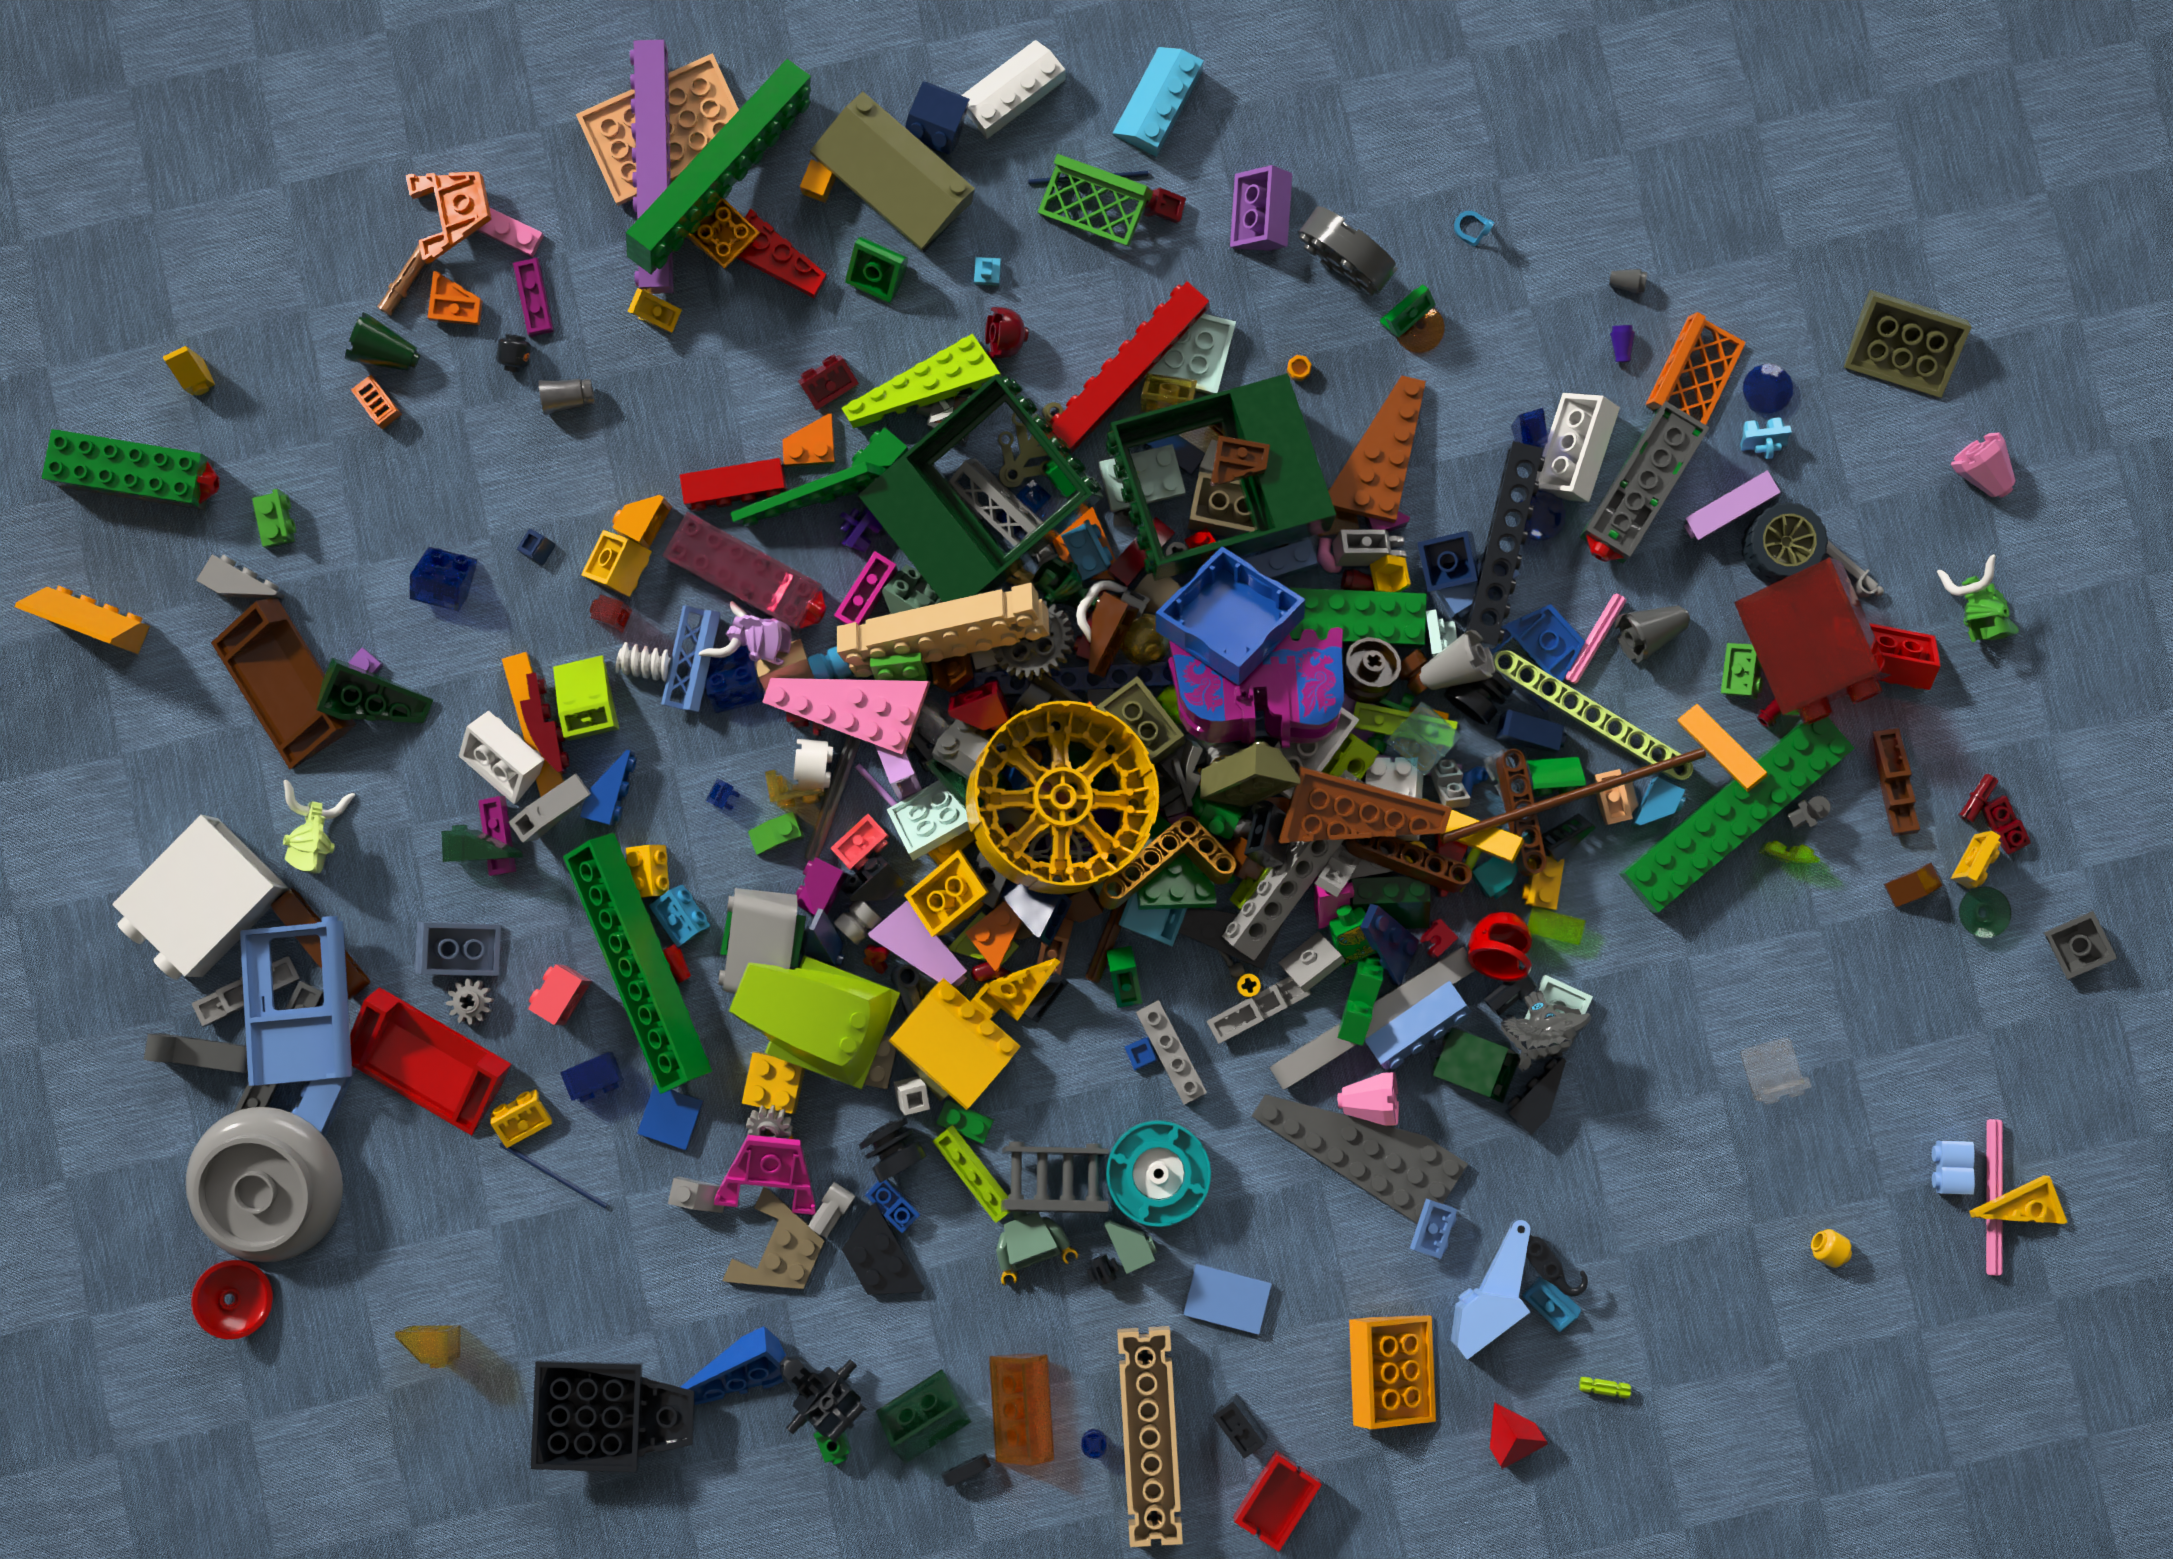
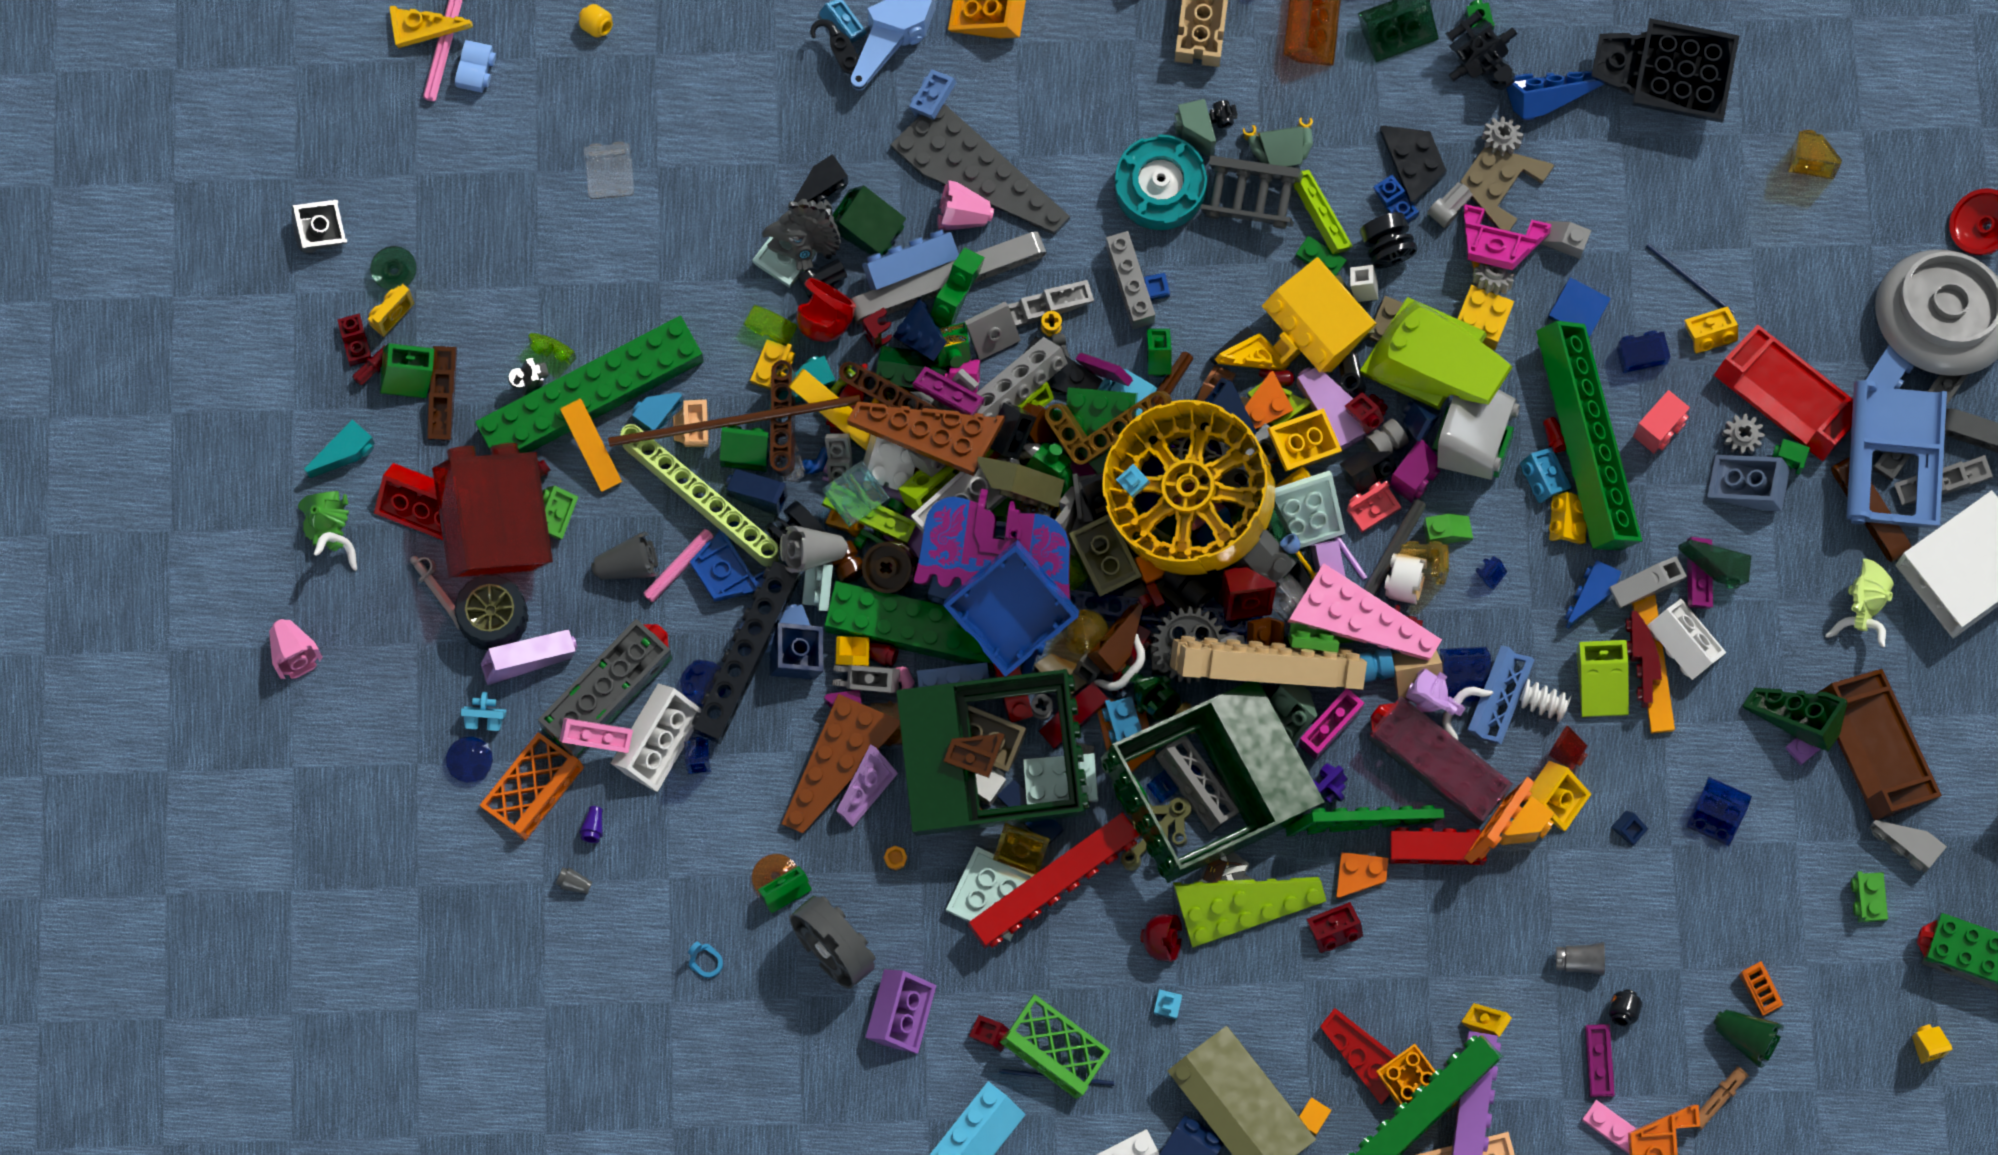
camera: 175 degrees left, 10 degrees down
(414, 987) = (1792, 453): none -> green brick
(452, 302) = (1675, 1067): orange wing -> none
(669, 509) = (1500, 821): none -> orange plate
(775, 1302) = (1502, 136): none -> light grey gear
(876, 269) = (1271, 1020): green brick -> none
(882, 450) = (1296, 848): green slope -> none
(885, 940) = (1365, 412): none -> dark red bracket
(939, 767) = (1291, 545): none -> medium blue hinge
(1080, 685) = (1151, 598): none -> dark red tile
(1124, 783) = (1133, 480): none -> medium azure tile
(1180, 936) = (1104, 369): none -> magenta tile
(1227, 1298) = (1120, 74): medium blue tile -> none
(1345, 434) = (866, 786): none -> lavender wing
(1346, 866) = (948, 392): none -> magenta tile
(1558, 847) = (741, 392): black slope -> none
(1644, 419) = (596, 735): none -> bright pink plate
(1906, 343) = (333, 775): olive slope -> none
(1913, 885) = (447, 303): reddish brown slope -> none
(1942, 795) = (406, 370): none -> green slope
(1983, 701) = (343, 449): none -> teal slope

